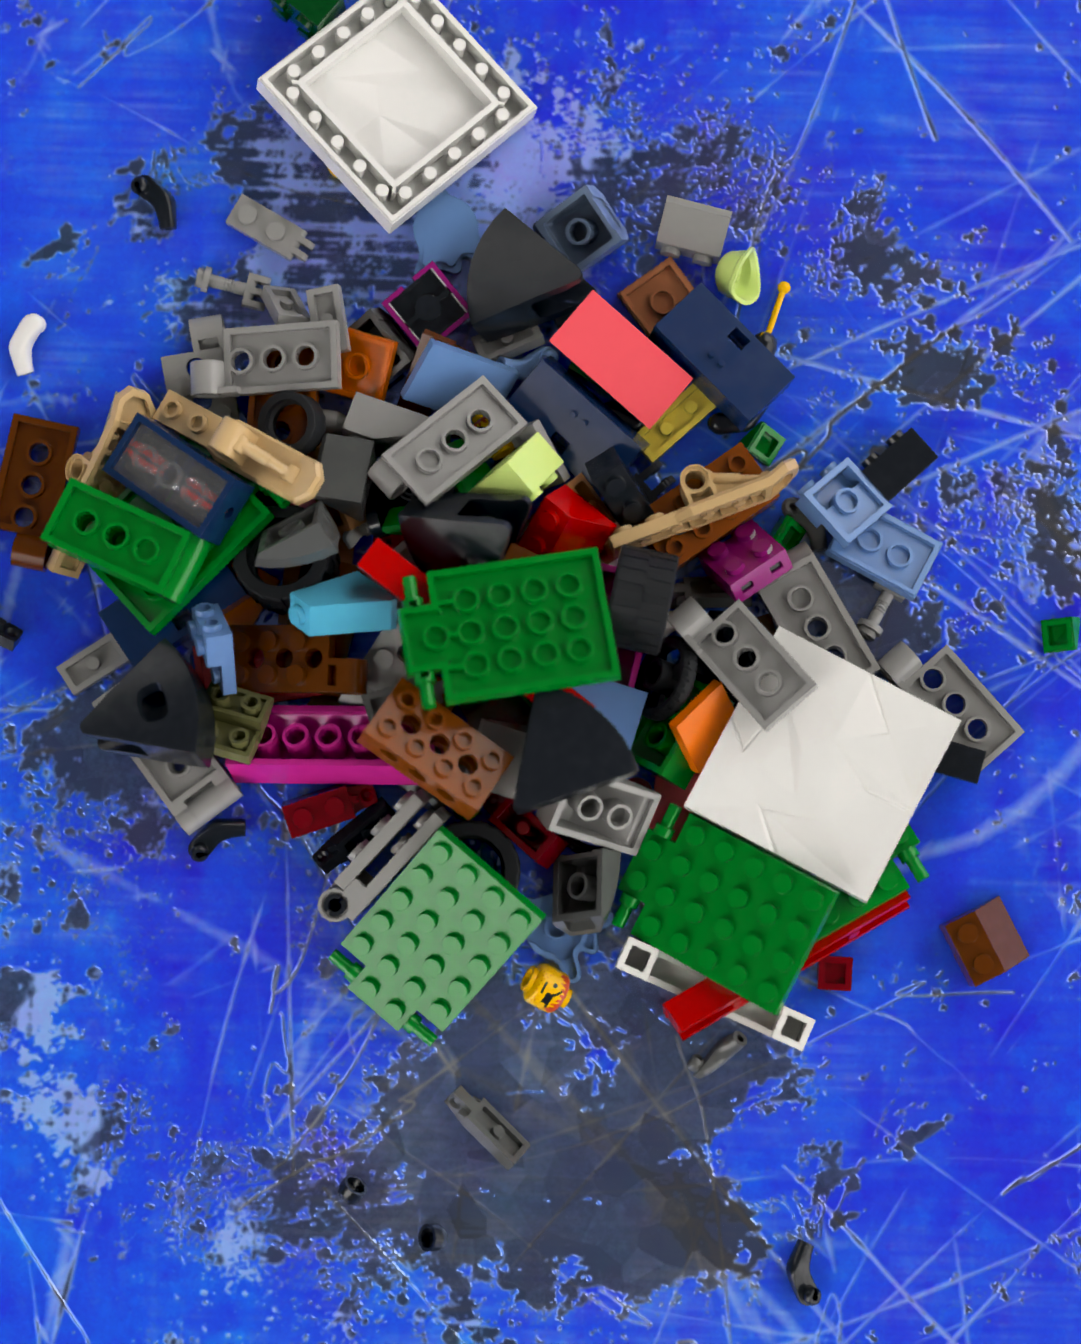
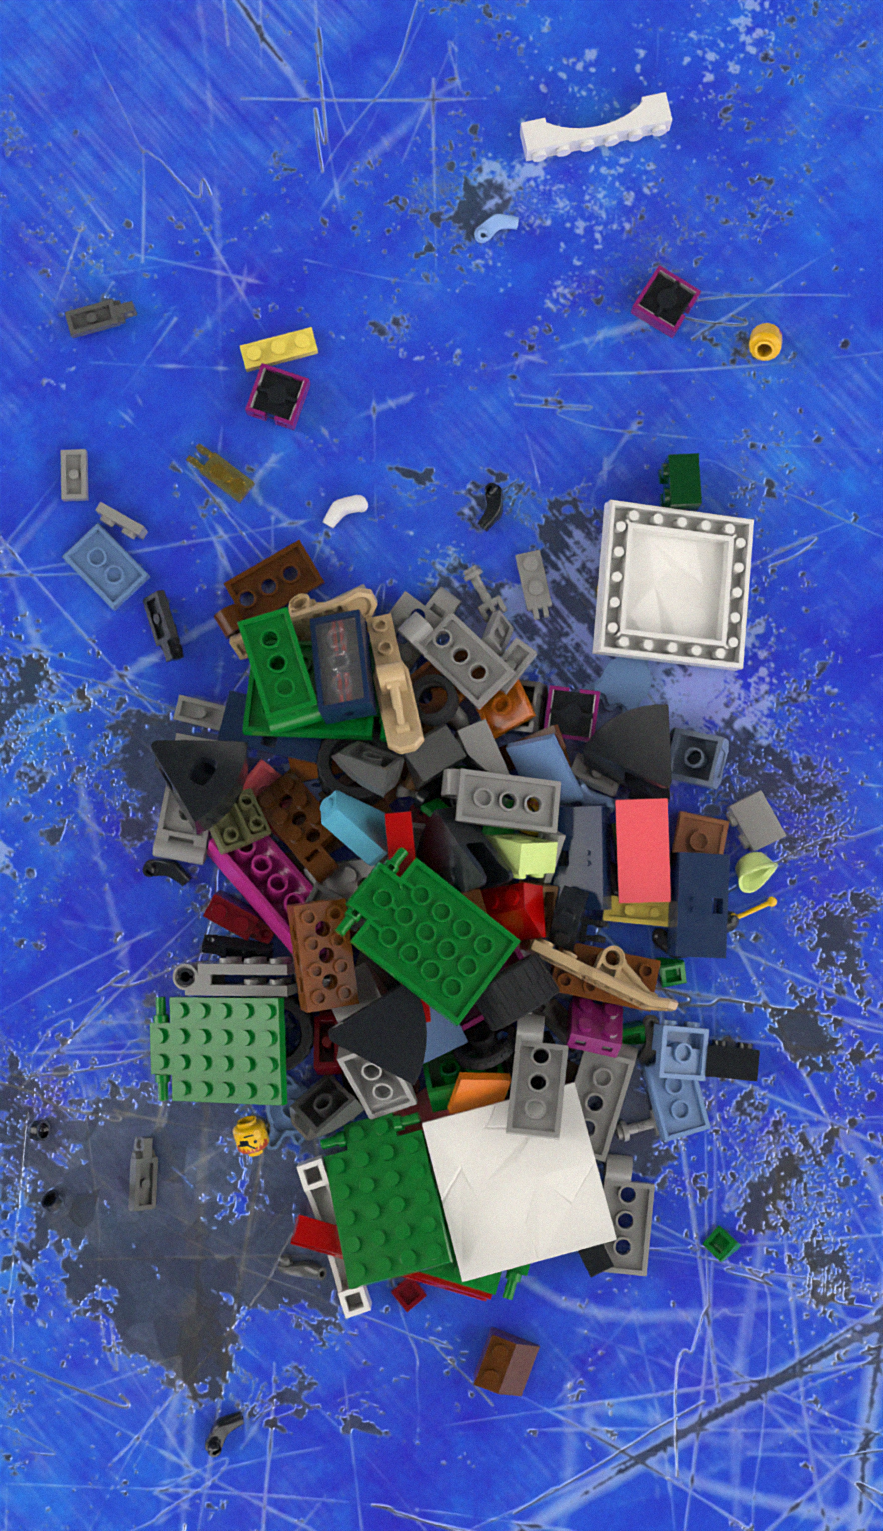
camera: 50 degrees right, 0 degrees up
(215, 643) = (269, 772): medium blue plate -> none

